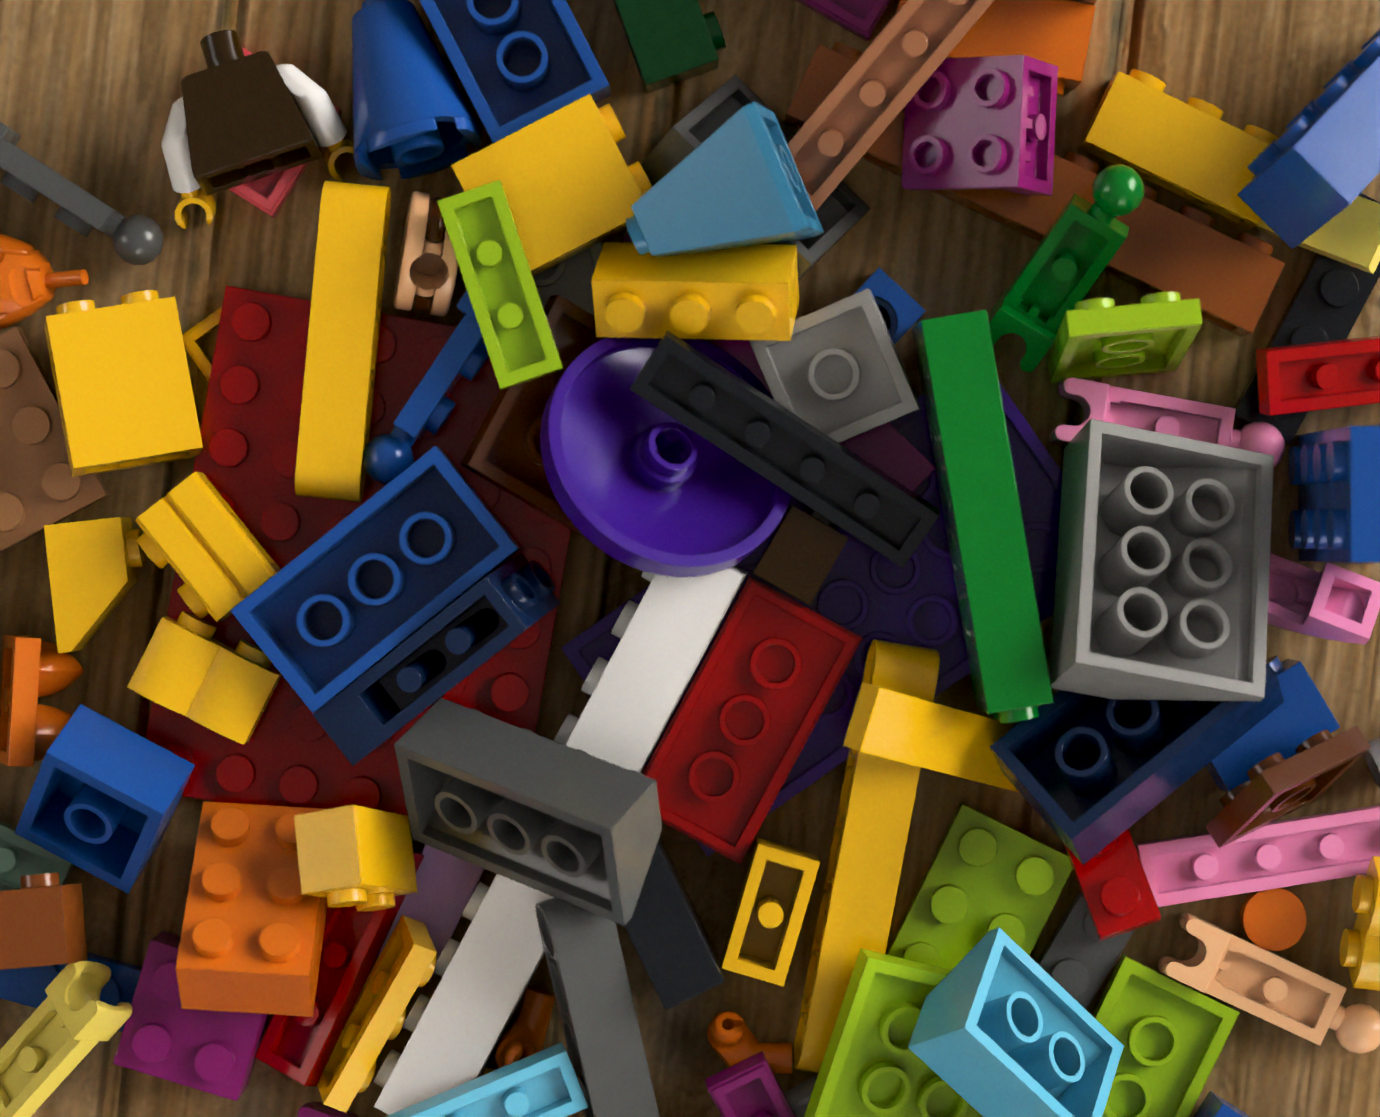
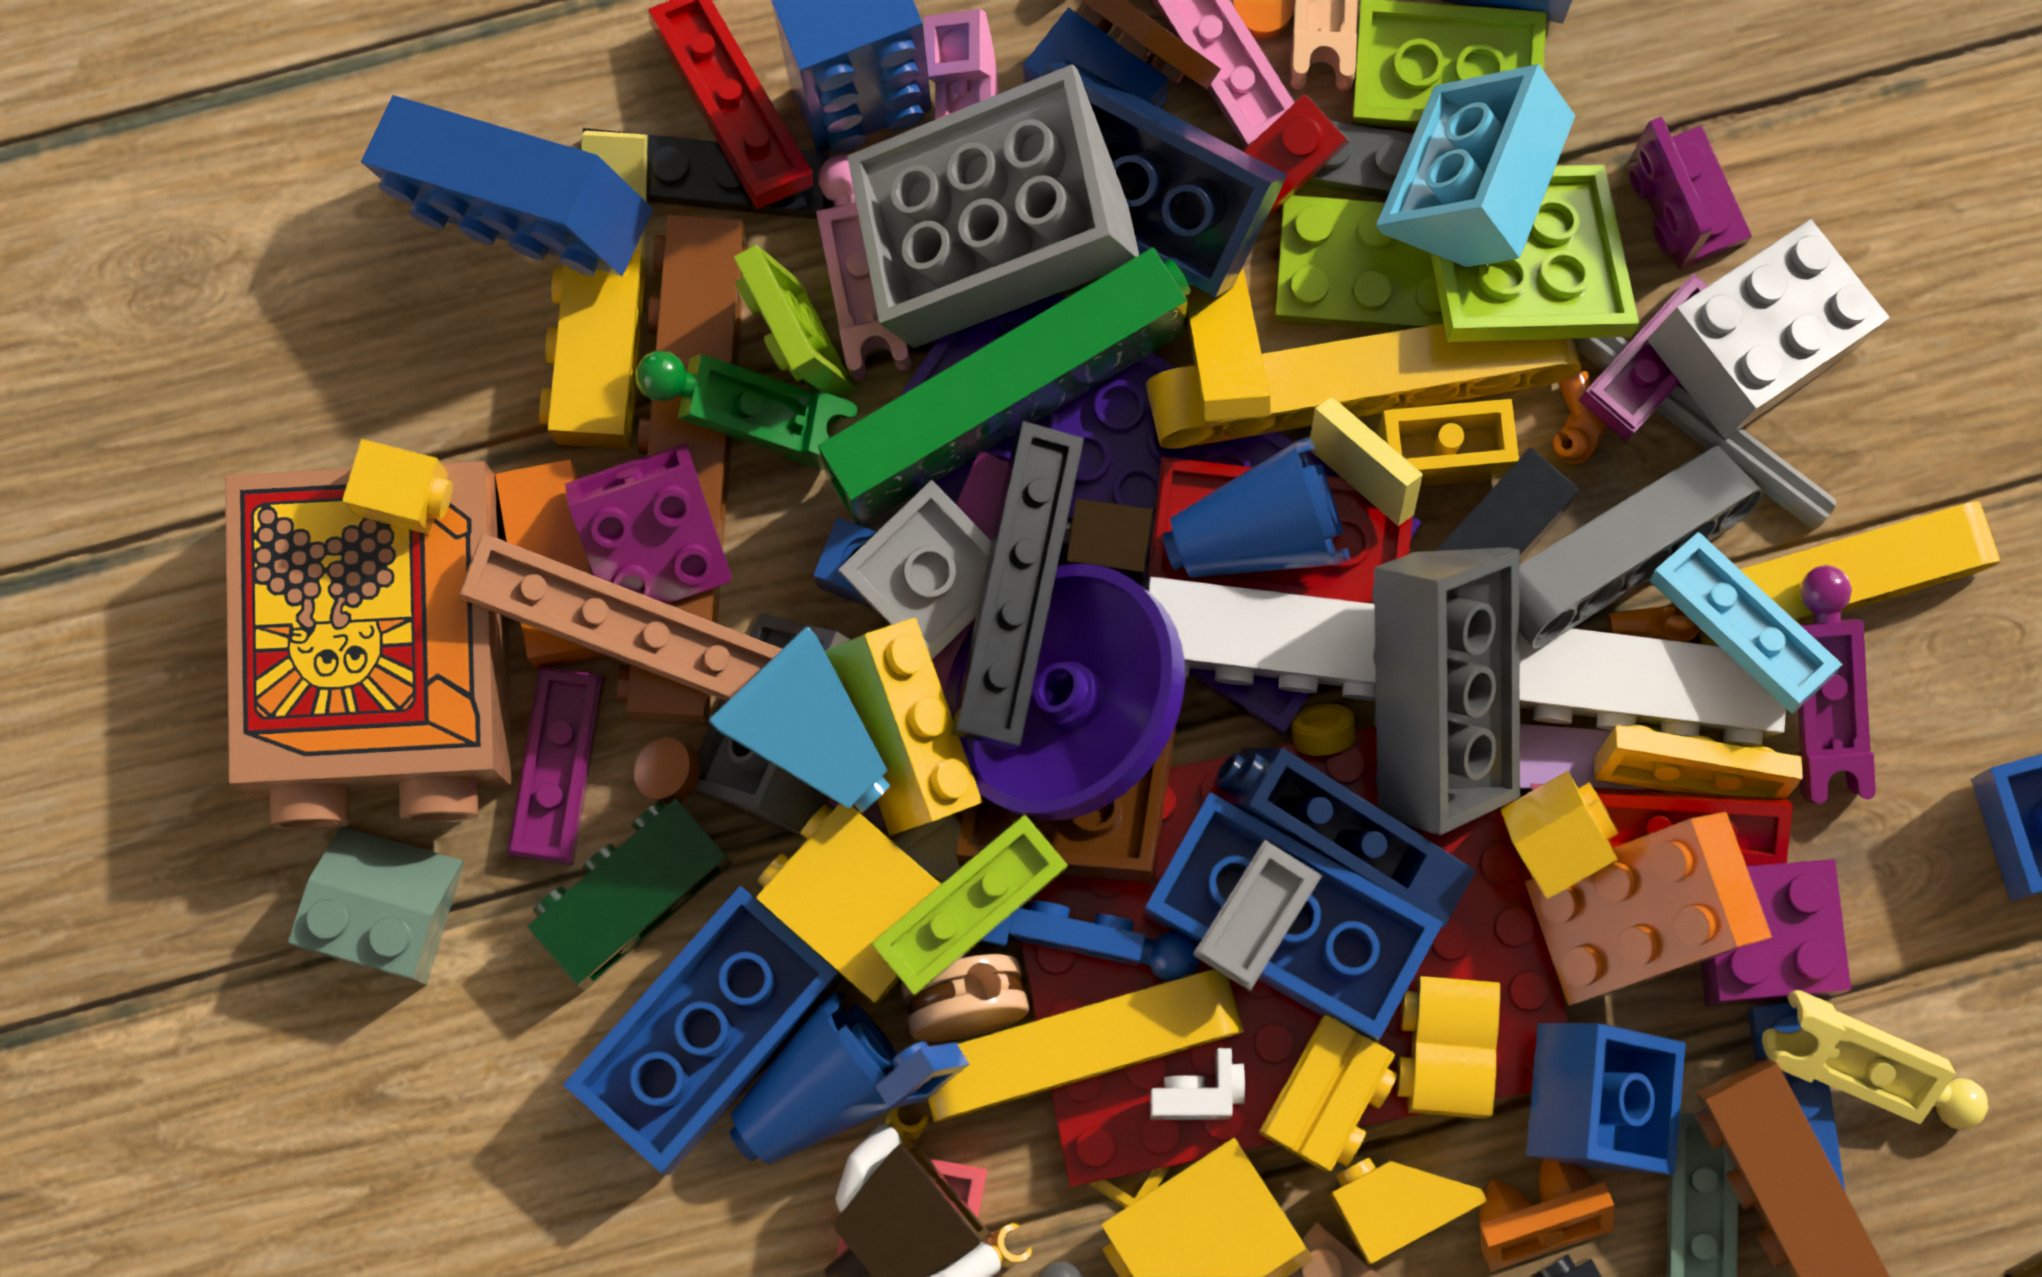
camera: 105 degrees left, 10 degrees down
(254, 420) = (1188, 1099): none -> white bracket
(366, 180) = (921, 1073): none -> blue plate
(384, 544) = (1257, 915): none -> light grey tile
(548, 685) = (1323, 729): none -> yellow tile
(753, 64) = (667, 770): none -> dark orange tile
(756, 702) = (1260, 521): none -> blue cone
(778, 824) = (1365, 461): none -> light yellow tile

